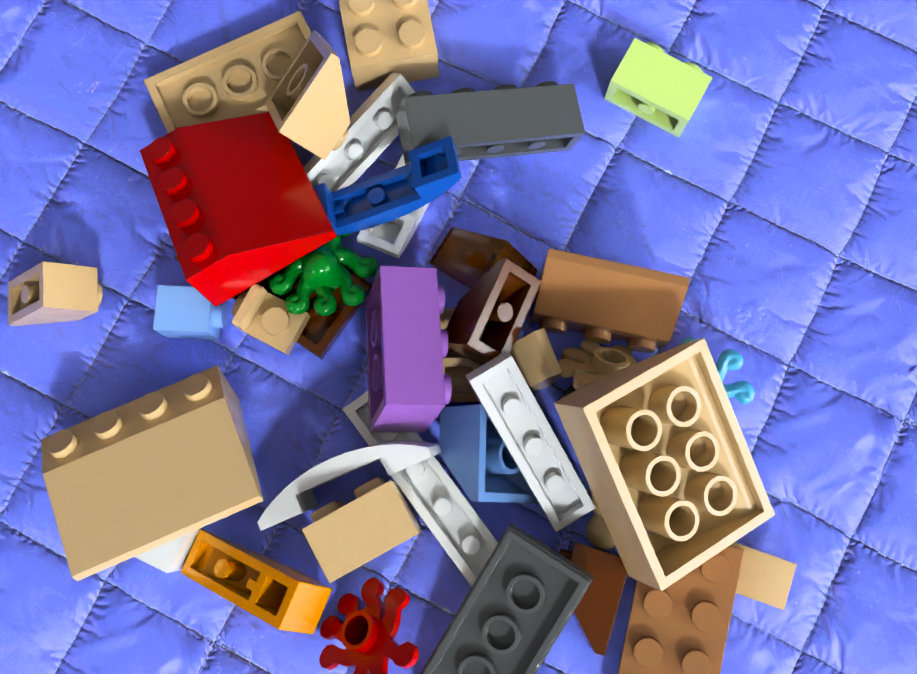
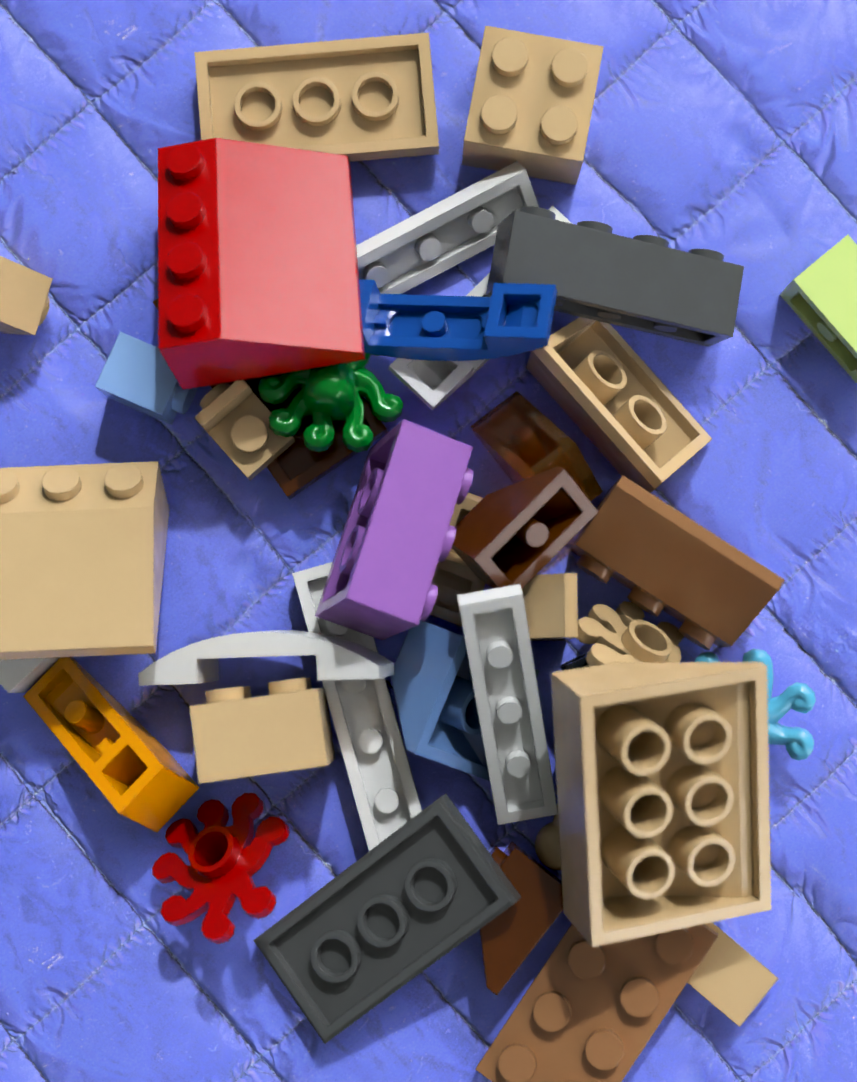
camera: 20 degrees right, 5 degrees up
(312, 99) = (397, 166): slope -> none
(521, 207) = (617, 401): none -> tan slope

